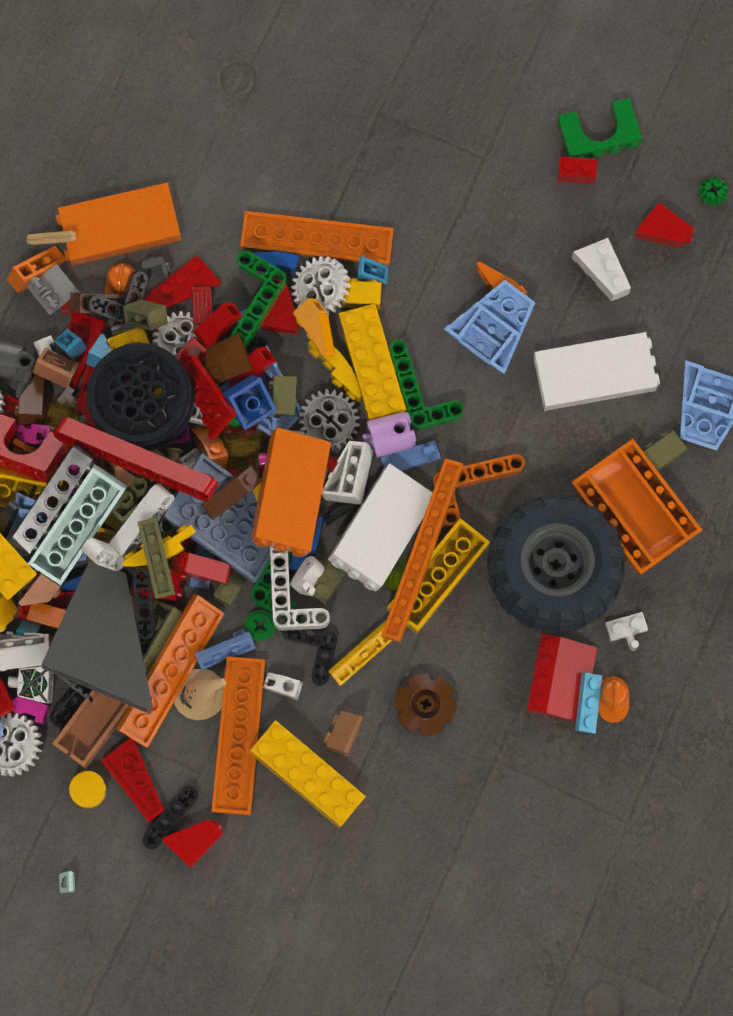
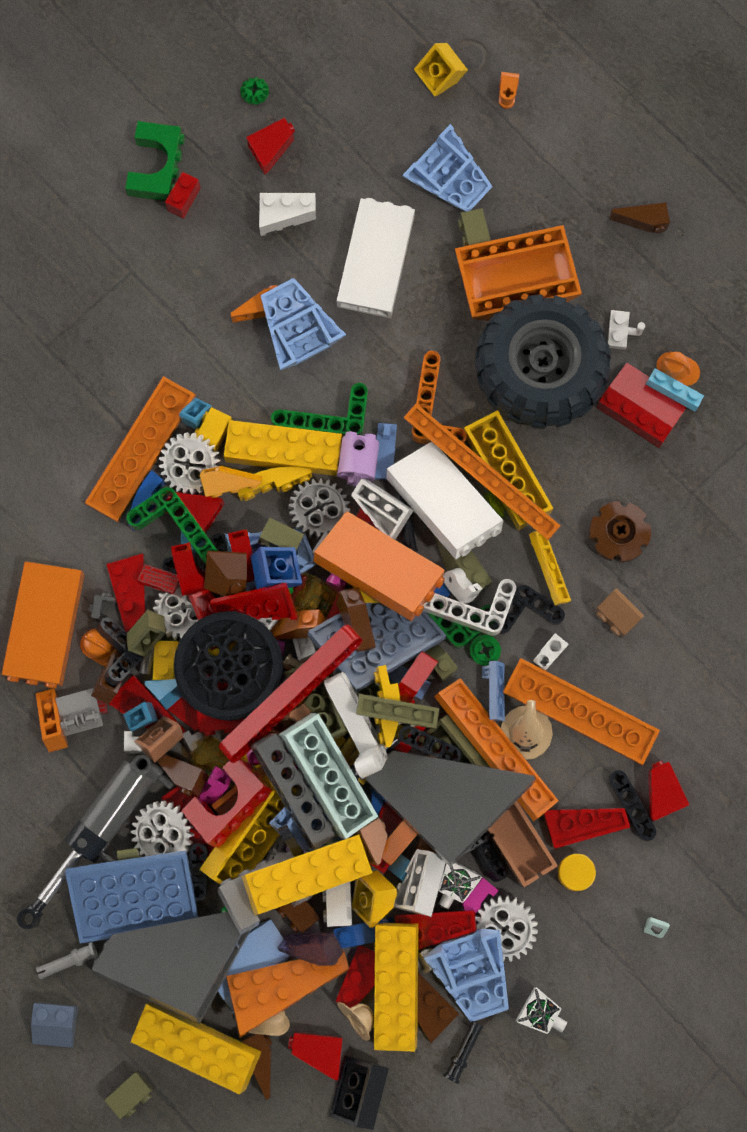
camera: 65 degrees left, 0 degrees up
(51, 237) = (28, 692): tan axle -> none
(307, 774) = (644, 662): yellow brick -> none

